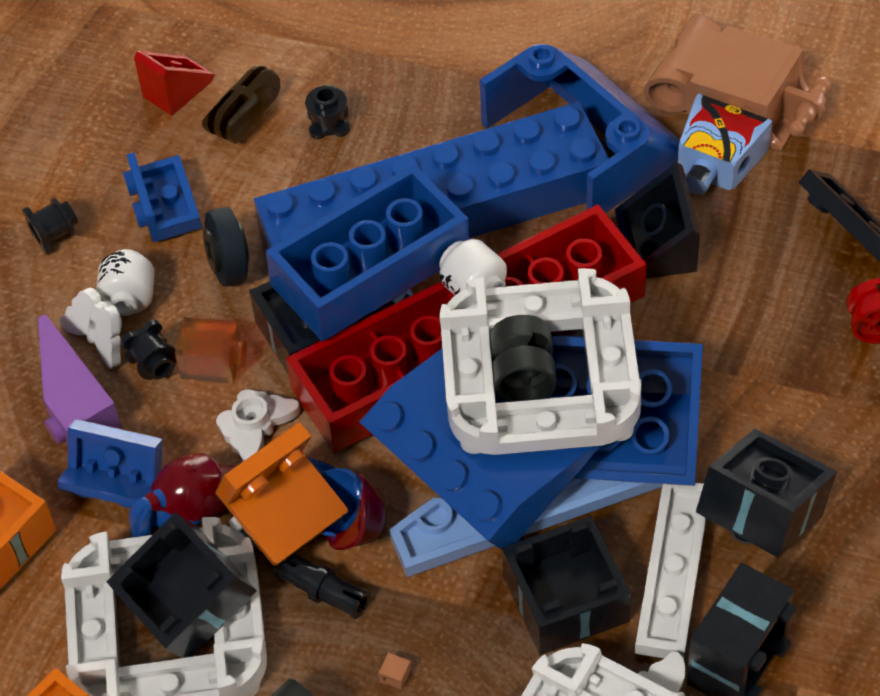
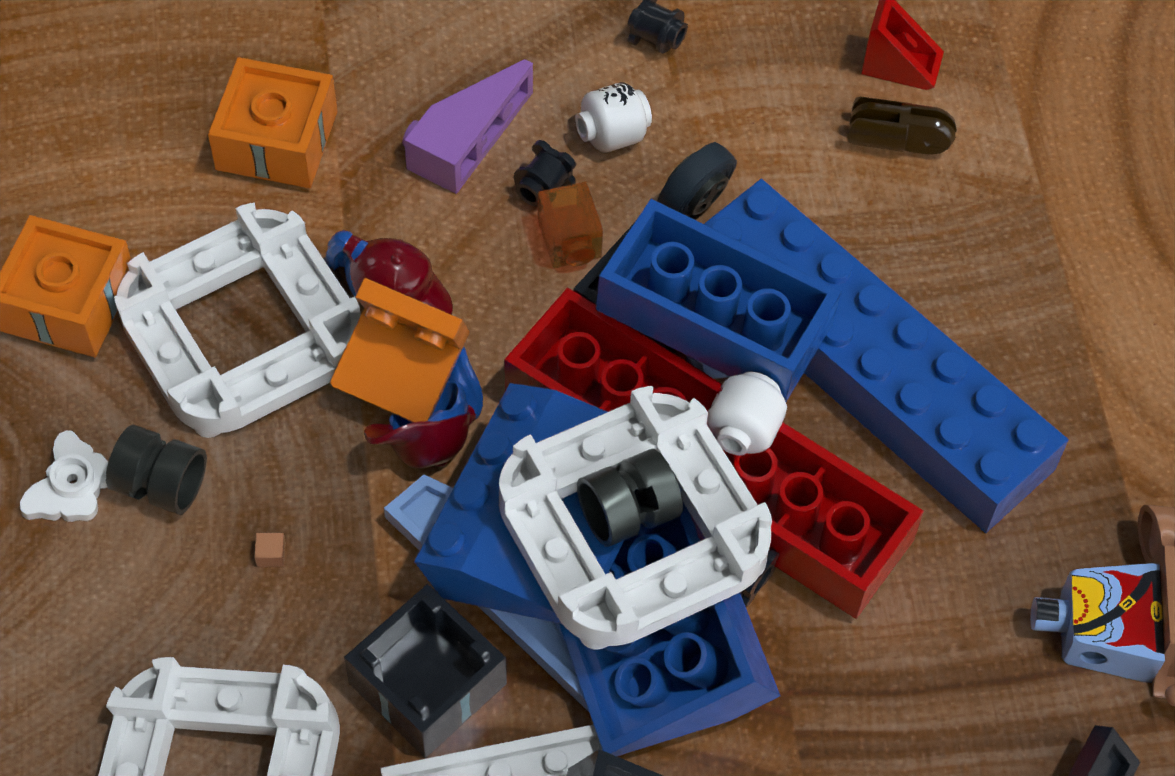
camera: 60 degrees right, 5 degrees up
(98, 321) = (556, 116): white animal -> none
(110, 463) = (390, 195): blue bracket -> none
(164, 197) = (740, 102): blue bracket -> none
(181, 586) = (260, 309): black container -> none
(254, 417) = (508, 299): white animal -> none
(323, 585) = (340, 444): black pin -> none
(327, 111) = (935, 207): black brick -> none
(640, 141) = (1073, 525): blue windscreen -> none
(662, 224) = (953, 600): black slope -> none

